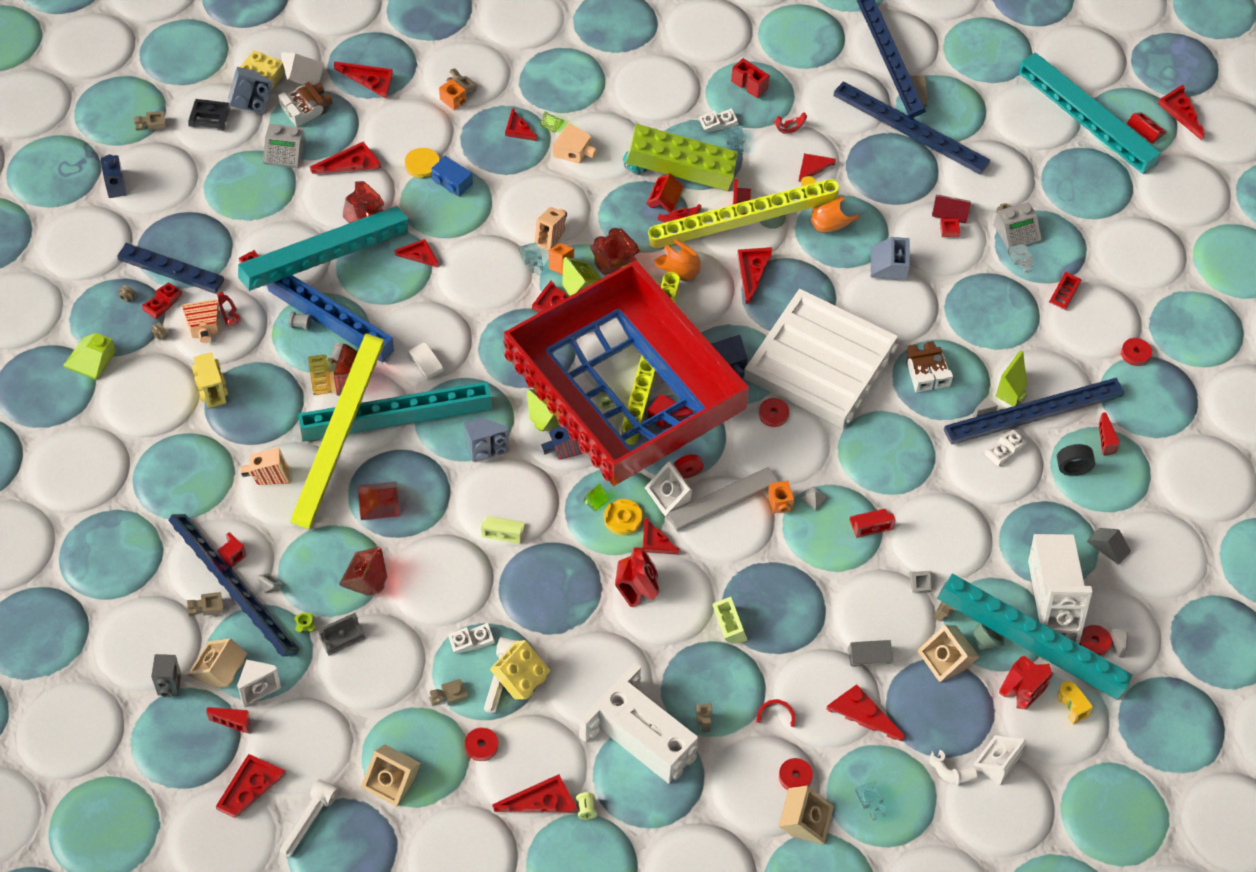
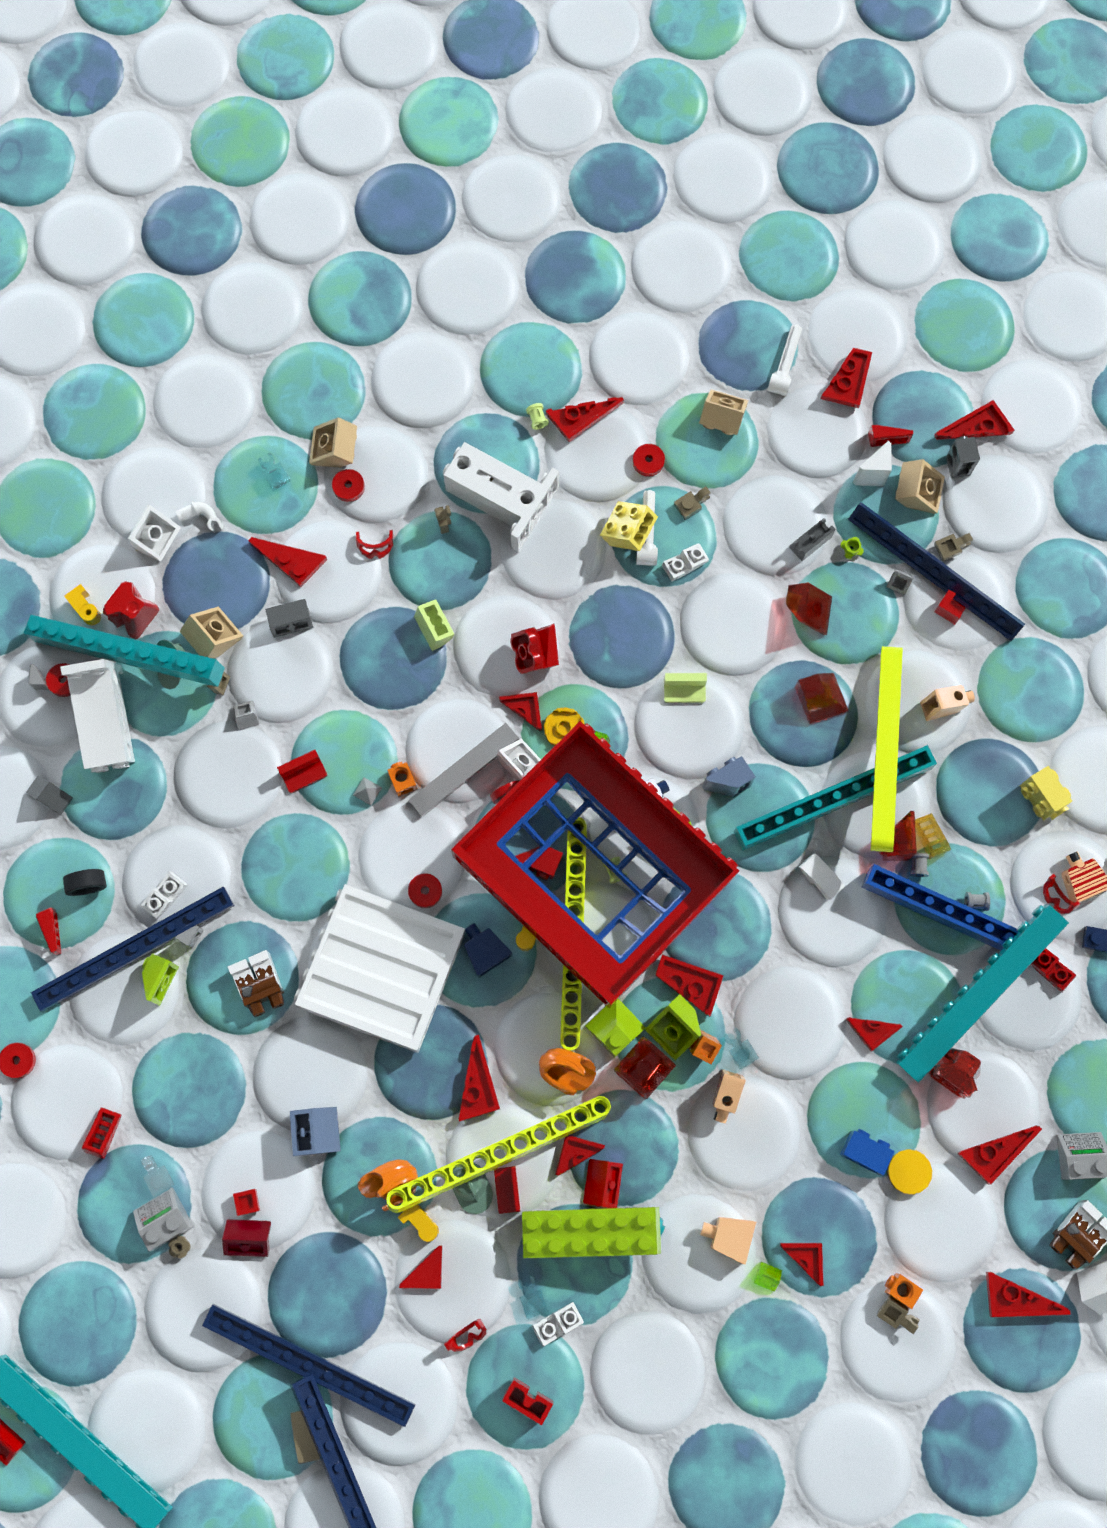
camera: 170 degrees right, 20 degrees up
(129, 716) = (982, 422): none -> red wing

